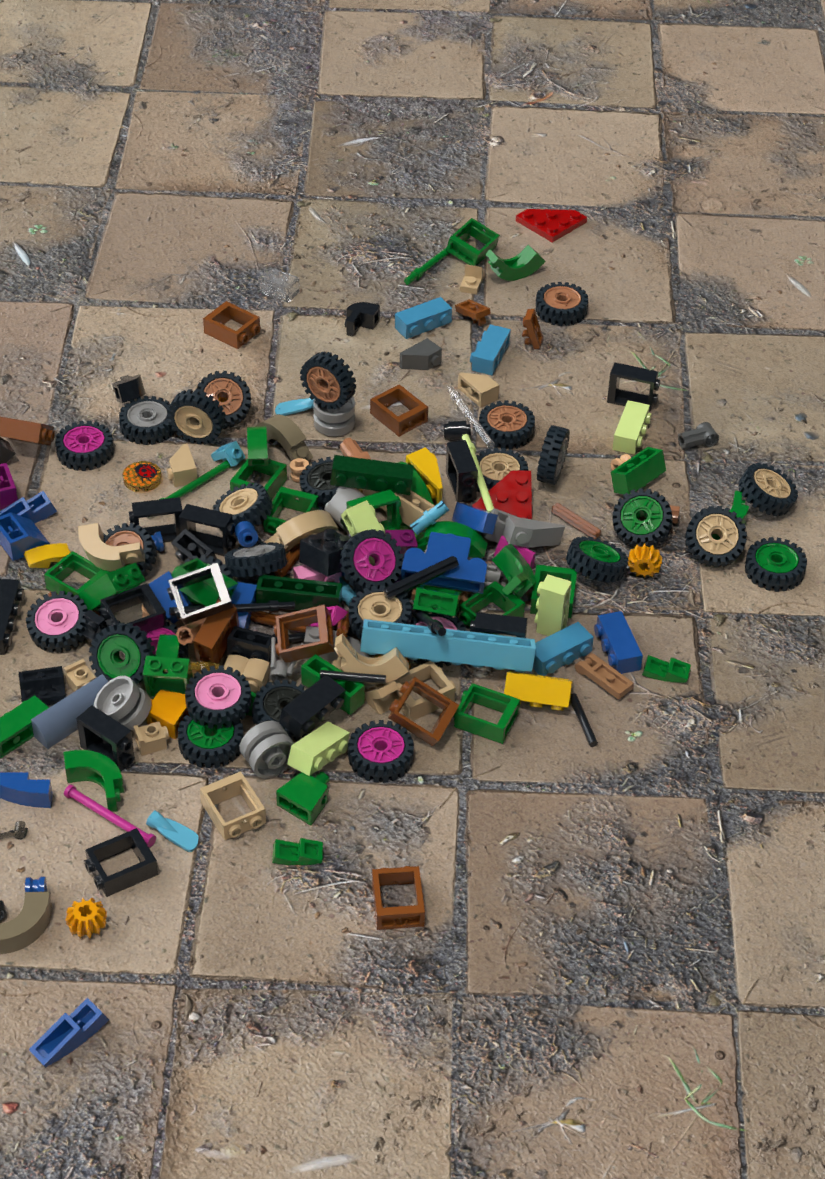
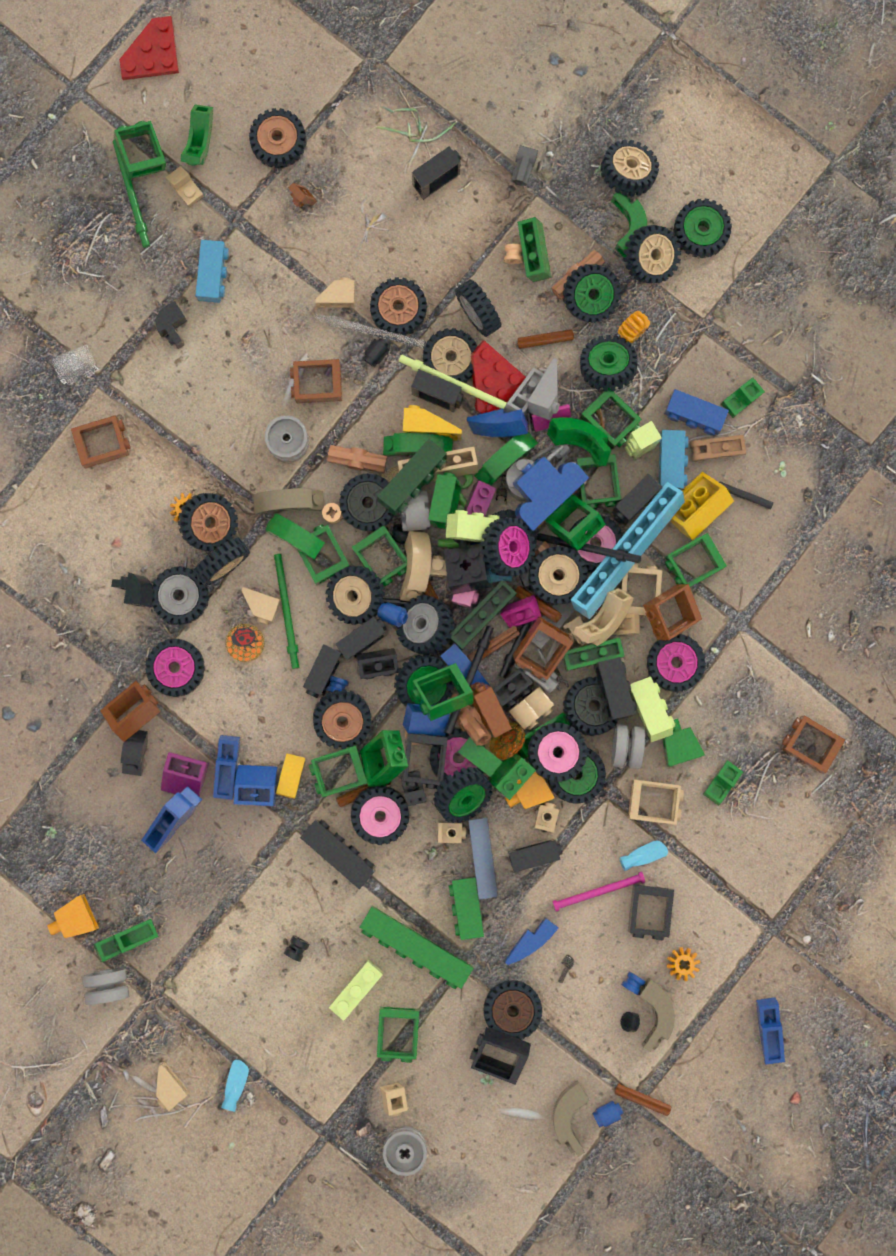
camera: 55 degrees left, 40 degrees up
(43, 683) = (434, 864): black slope -> none
(96, 768) = (550, 874): green arch -> none
(104, 555) = (340, 745): tan arch -> none
(124, 701) = (510, 823): light grey wheel -> none
(195, 577) = (490, 701): window -> none
(229, 452) = (270, 557): medium azure bracket -> none
(294, 406) = (246, 458): medium azure piece -> none
(328, 380) = (279, 435): black wheel -> none
(357, 677) = (609, 641): black bar -> none
(420, 577) = (556, 524): black axle -> none
(421, 356) = (262, 310): dark grey slope -> none
(429, 517) = (485, 463): medium azure pin -> none
(473, 310) = (232, 222): dark orange plate -> none
(490, 349) = (295, 247): dark azure brick -> none
(632, 427) = (475, 209): yellowish green brick -> none

